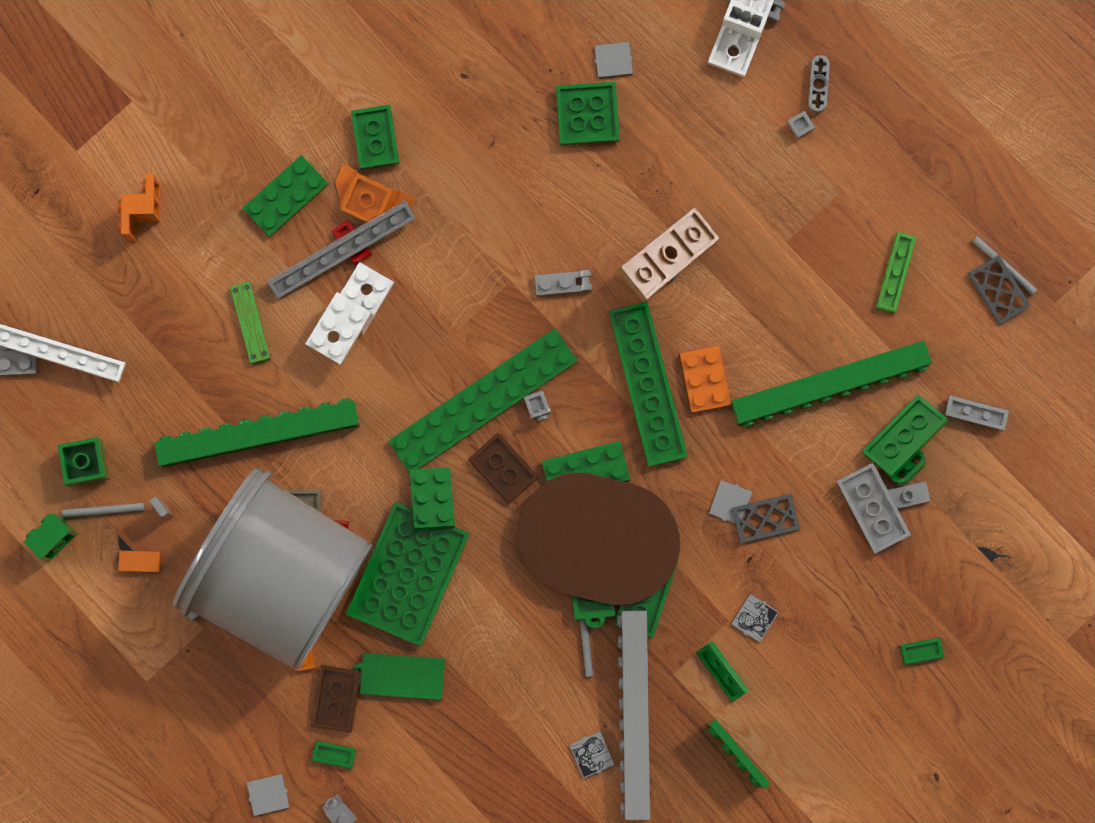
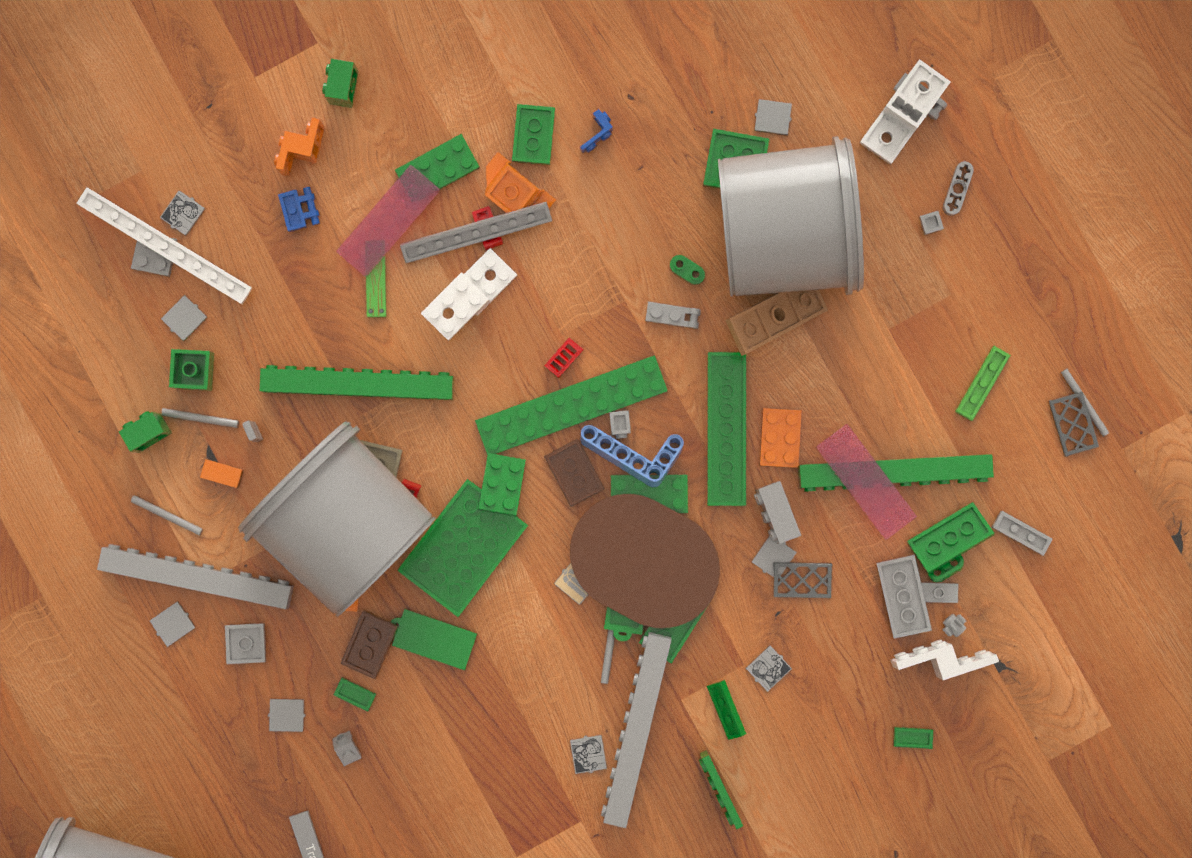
camera: 15 degrees right, 5 degrees up
(35, 306) = (182, 212): none -> piece
(62, 412) = (184, 318): none -> light grey piece
(93, 619) = (166, 515): none -> light grey bar
(126, 730) = (172, 624): none -> light grey piece
(138, 675) = (195, 577): none -> light grey brick
(148, 275) = (293, 211): none -> blue plate
(166, 134) = (340, 83): none -> green brick
(207, 730) = (245, 643): none -> light grey plate
(248, 260) = (388, 220): none -> clear pink plate
(442, 106) = (603, 121): none -> blue bracket
(456, 369) = (555, 371): none -> red slope
(529, 584) = (568, 583): none -> piece
(559, 436) = (633, 457): none -> medium blue beam
(565, 235) = (687, 269): none -> green plate
(659, 153) = (792, 220): none -> light grey piece
(721, 454) = (777, 513): none -> light grey brick
(803, 400) = (866, 481): none -> clear pink plate
(931, 561) = (944, 659): none -> white bracket
(932, 524) = (954, 625): none -> light grey gear

